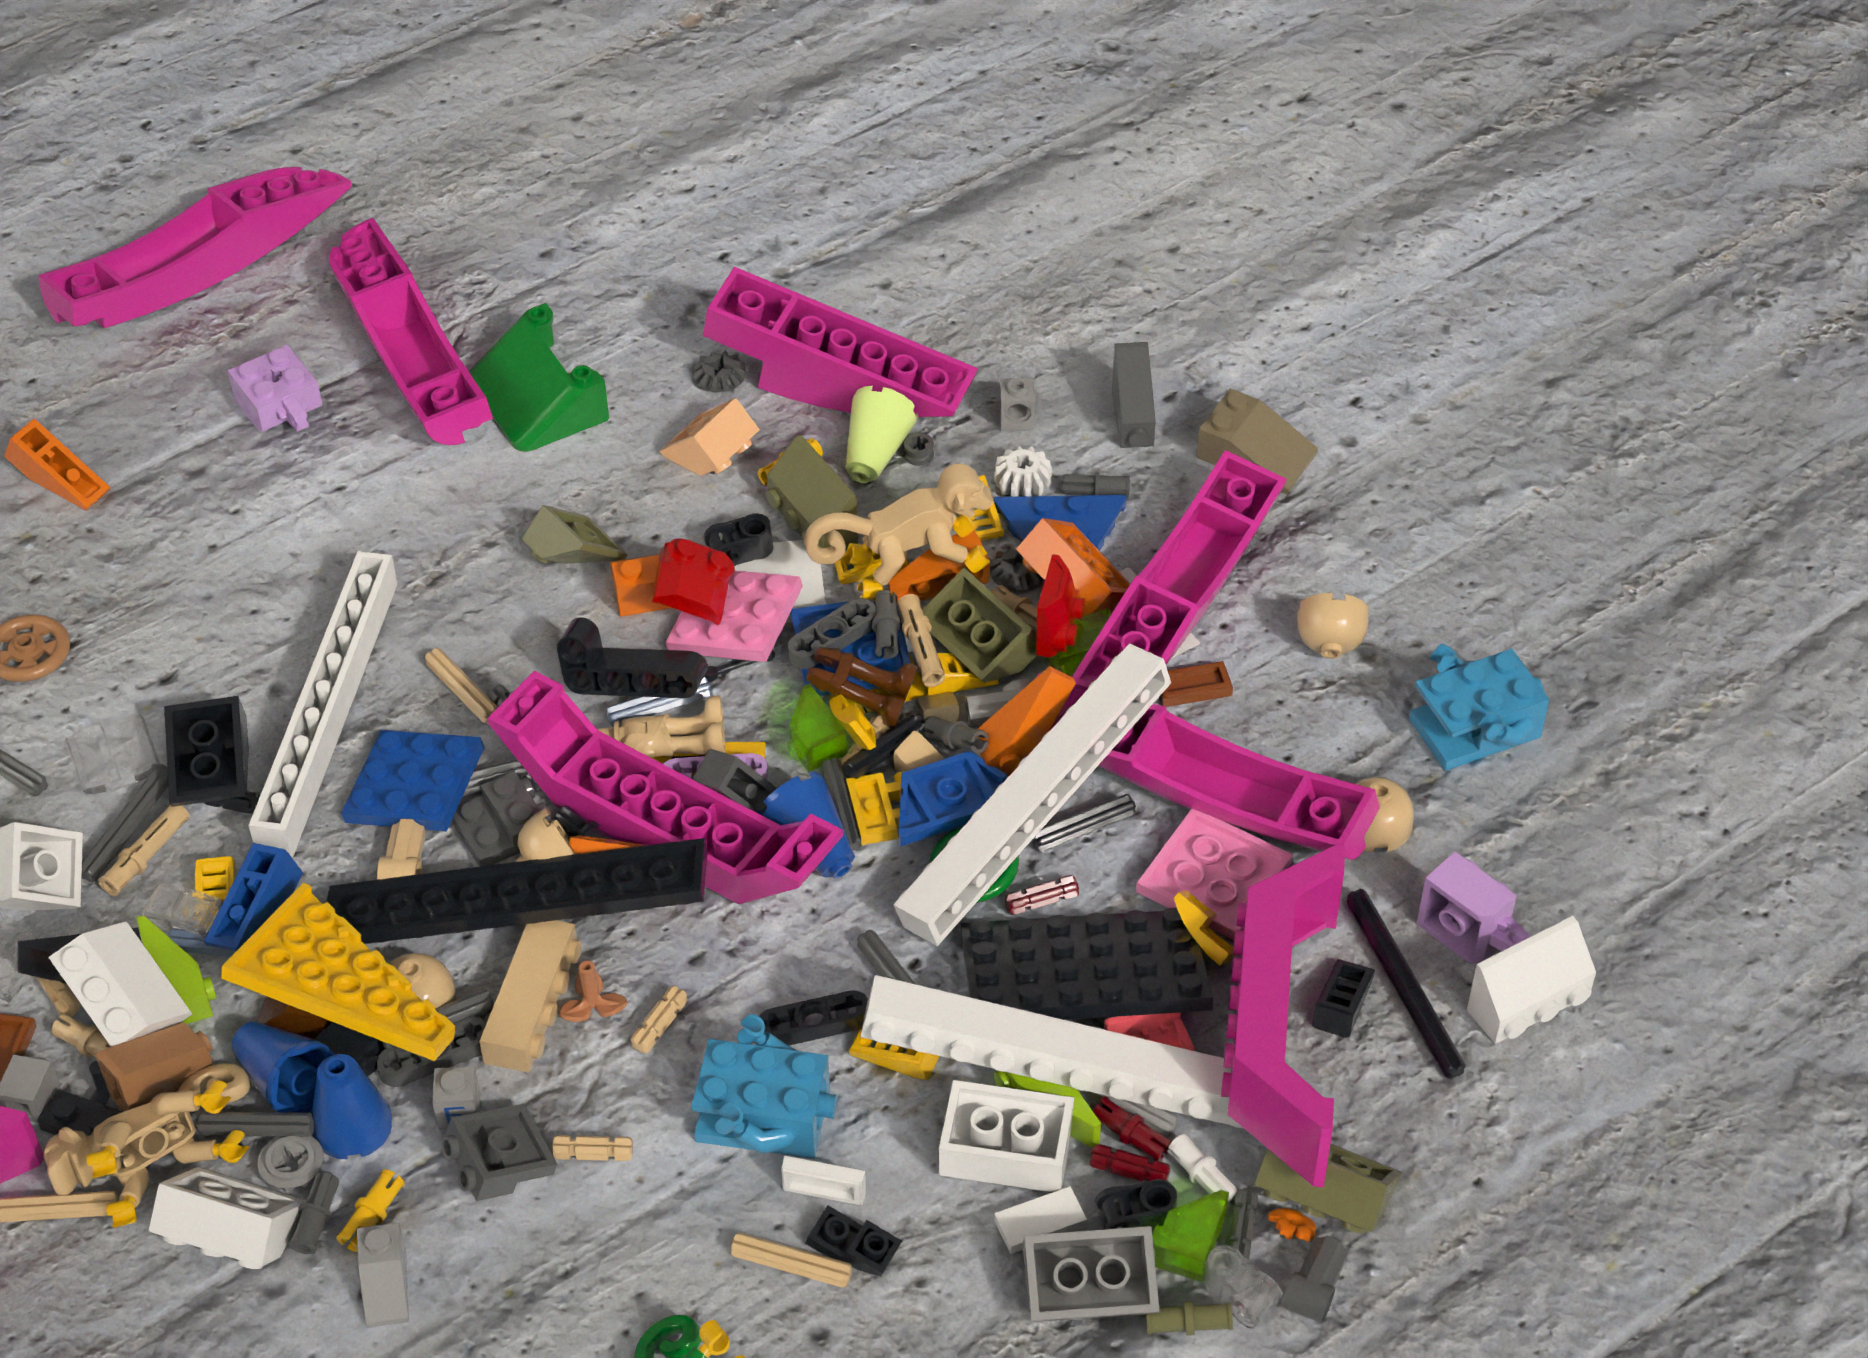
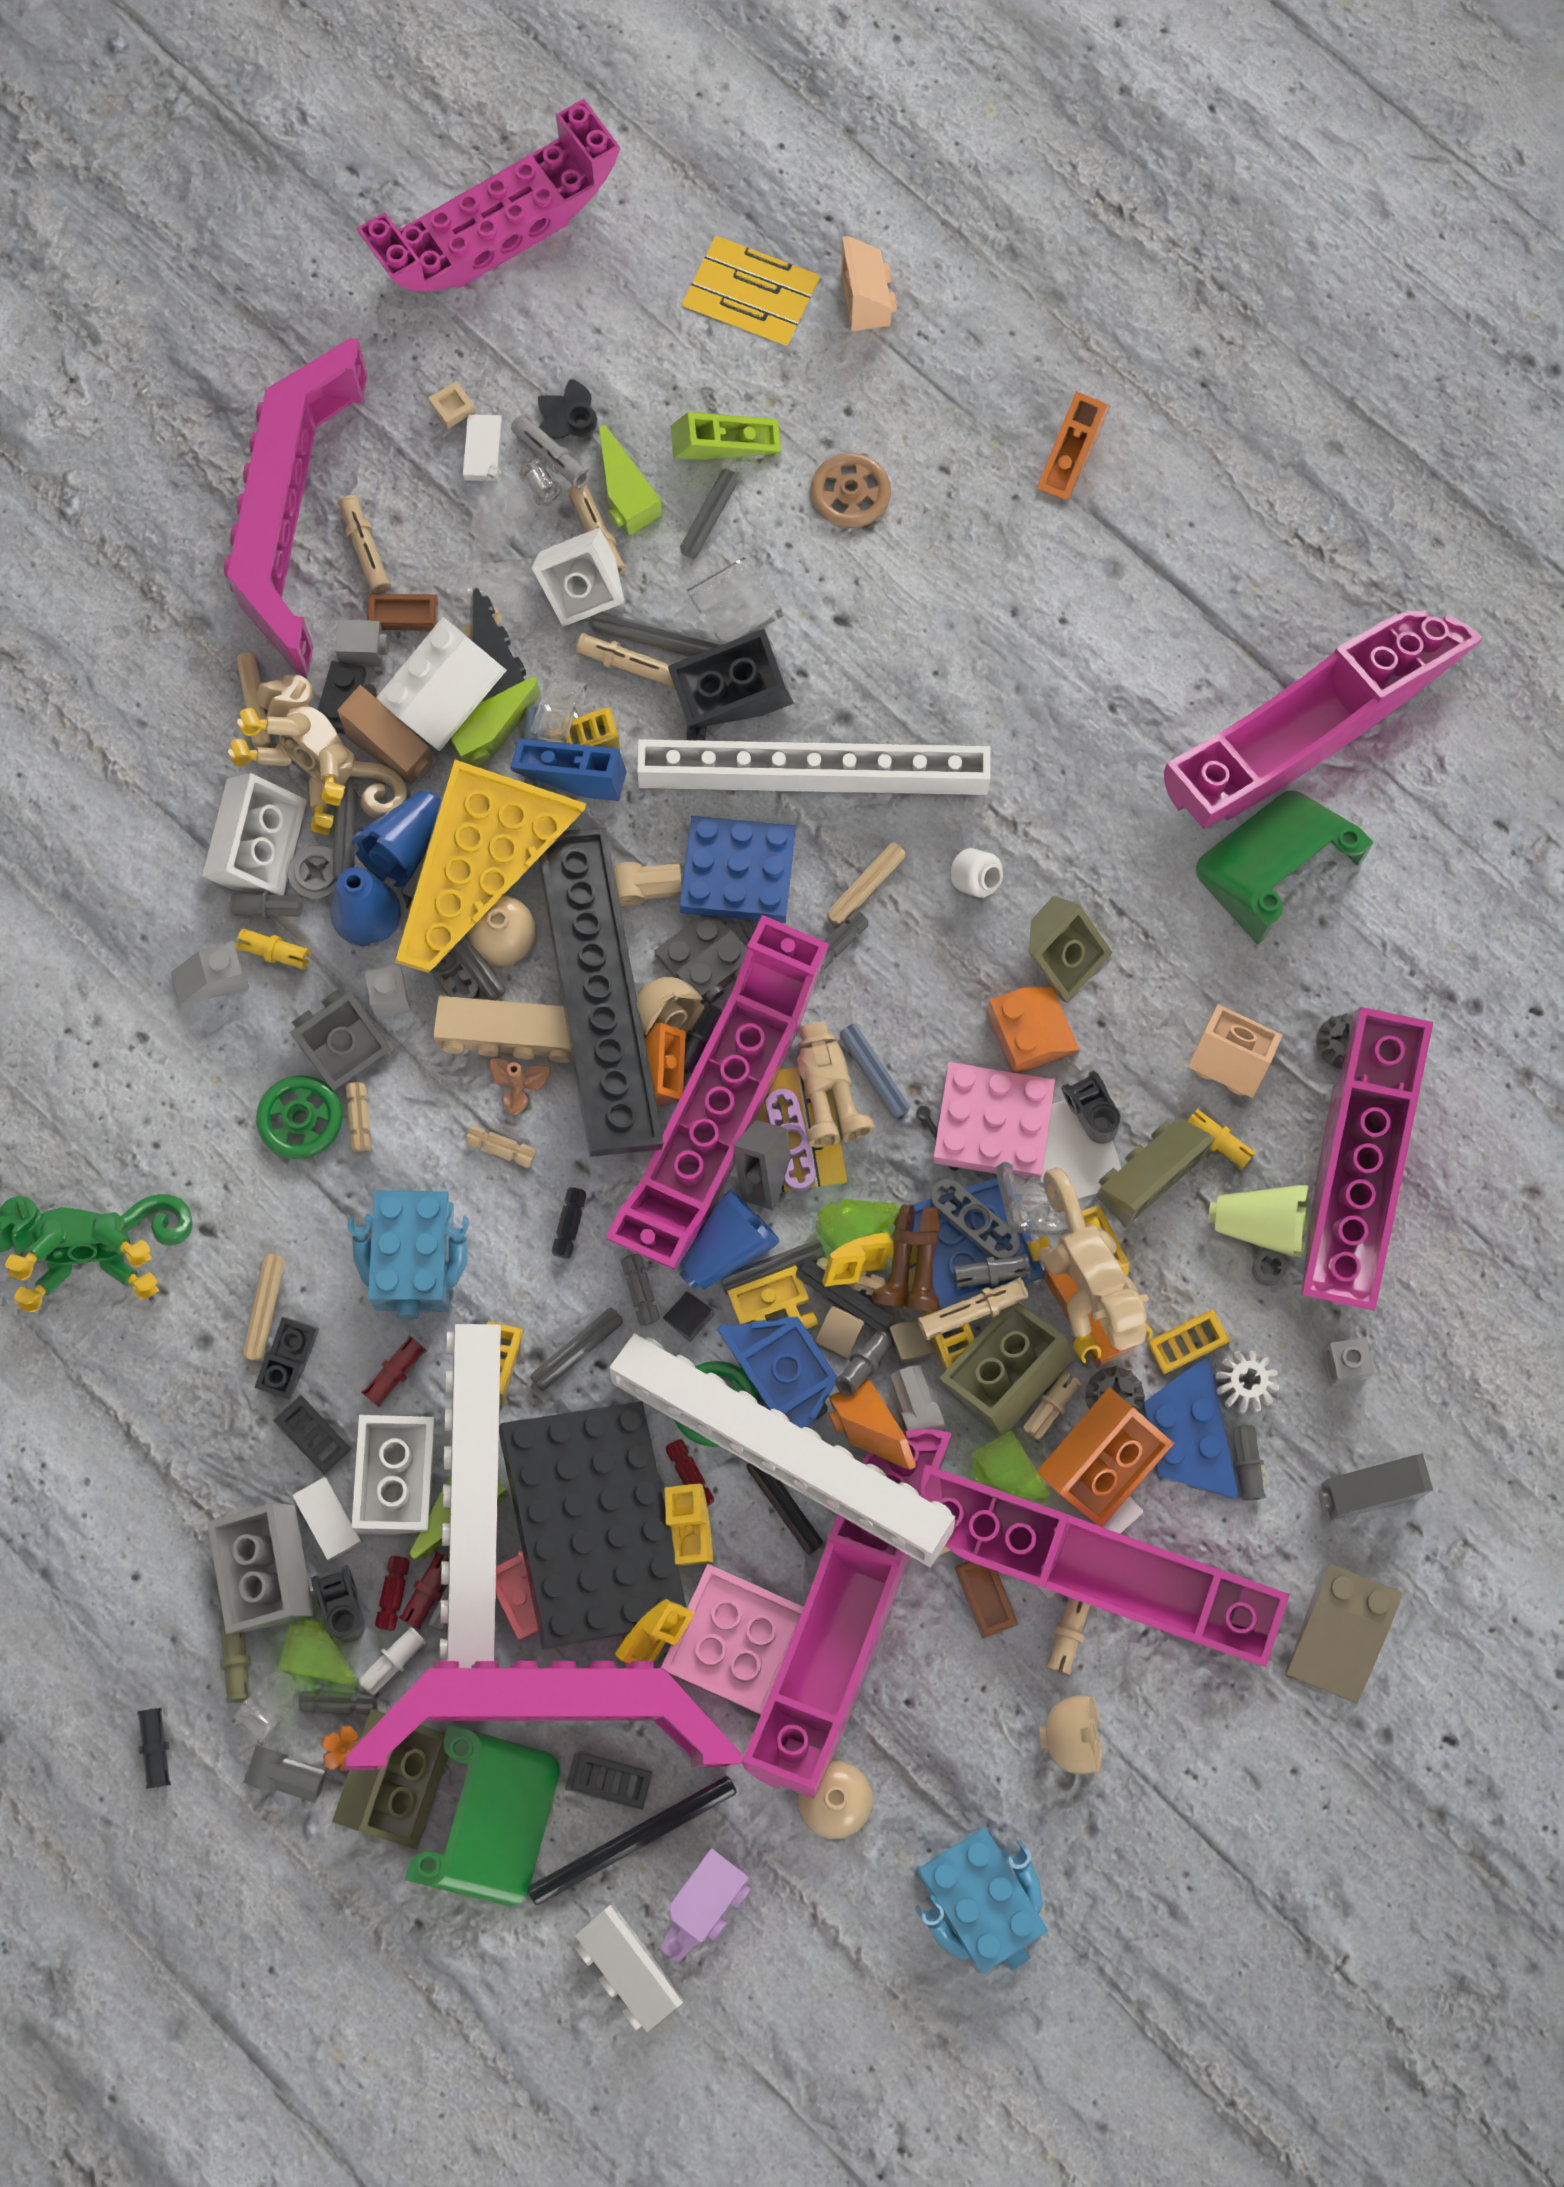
camera: 80 degrees right, 25 degrees up
(193, 250) = (1406, 479): dark pink slope -> none
(275, 389) = (1216, 613): lavender hinge -> none
(479, 591) = (976, 872): none -> white head
(578, 1173) = (313, 1142): none -> green plate
(625, 672) = (894, 1032): black beam -> none
(693, 579) = (1002, 1070): red slope -> none
(757, 967) = (569, 1222): none -> black axle
(823, 1005) = (515, 1256): black beam -> none
(823, 1180) = (339, 1320): white tile -> none
(832, 589) = (1027, 1204): none -> clear wing
(842, 914) = (640, 1289): none -> dark grey axle
(879, 876) = (689, 1316): none -> black slope
(888, 1138) = (394, 1371): none -> dark red pin
(924, 1244) = (289, 1412): none -> black slope
(1058, 610) = (1013, 1440): red slope -> none
(1086, 894) = (690, 1524): none -> yellow slope
(1237, 627) = (1068, 1636): none -> tan pin
(1390, 1081) = (495, 1822): none -> green windscreen

